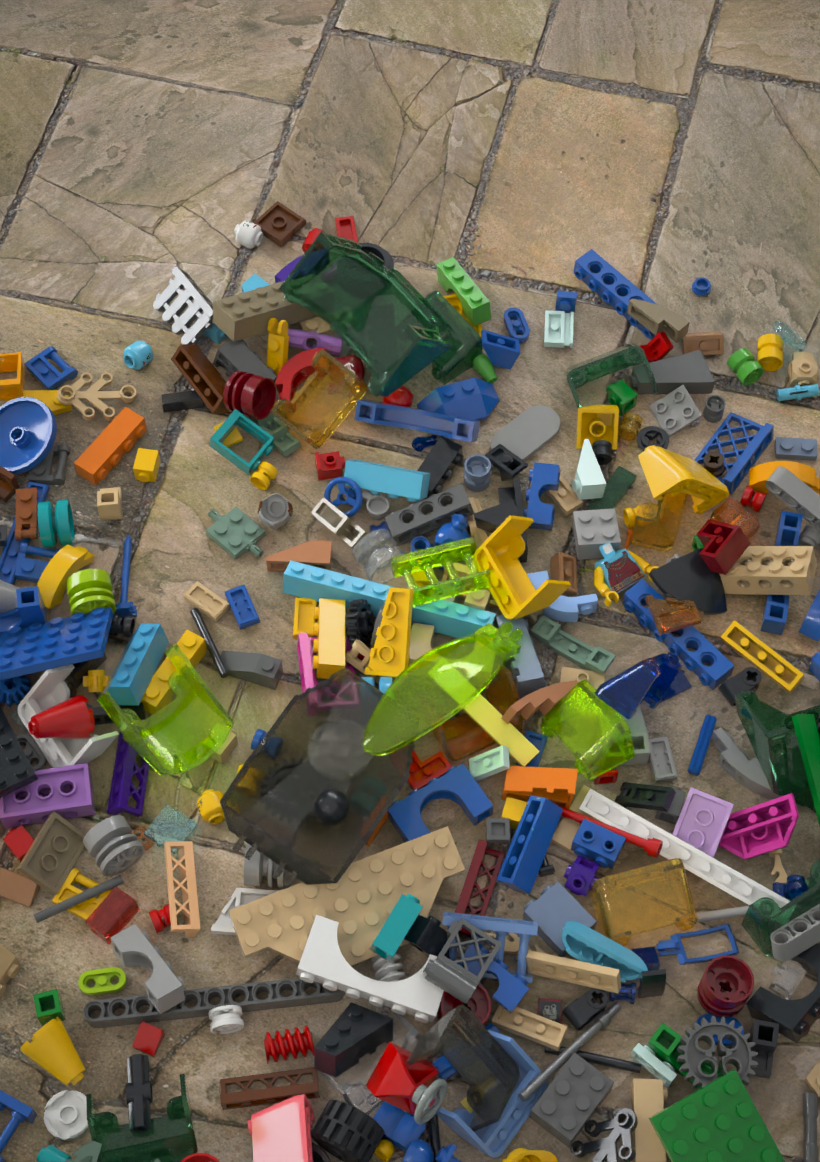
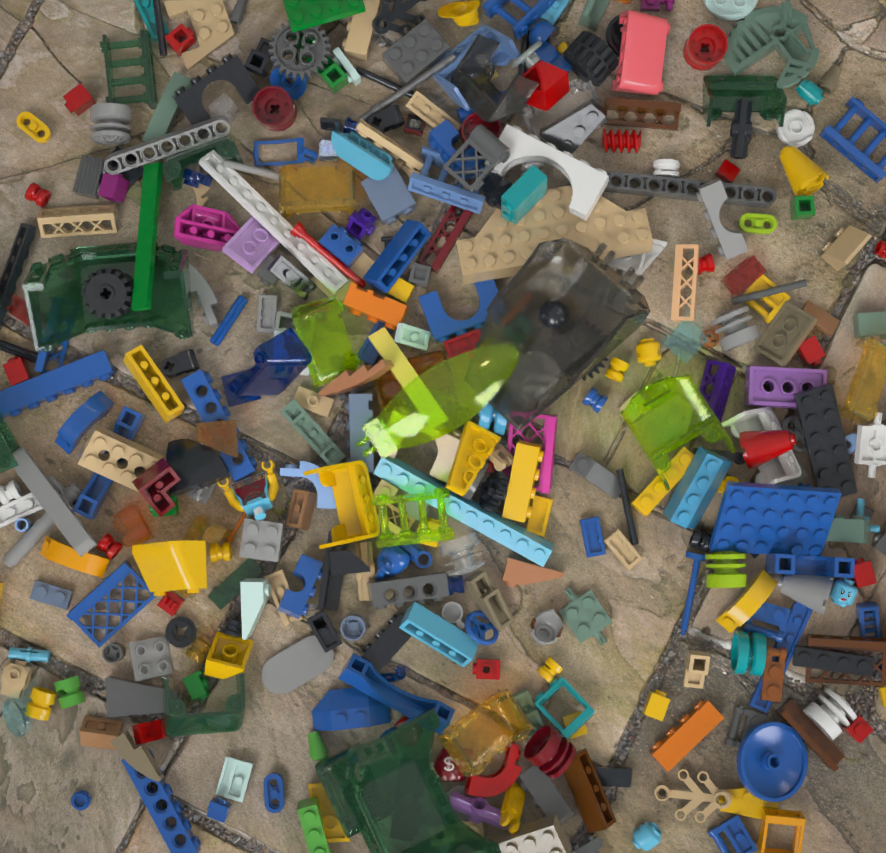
camera: 170 degrees left, 25 degrees up
(500, 349) = (298, 760): blue slope -> none
(710, 463) = (136, 584): dark brown wheel -> none

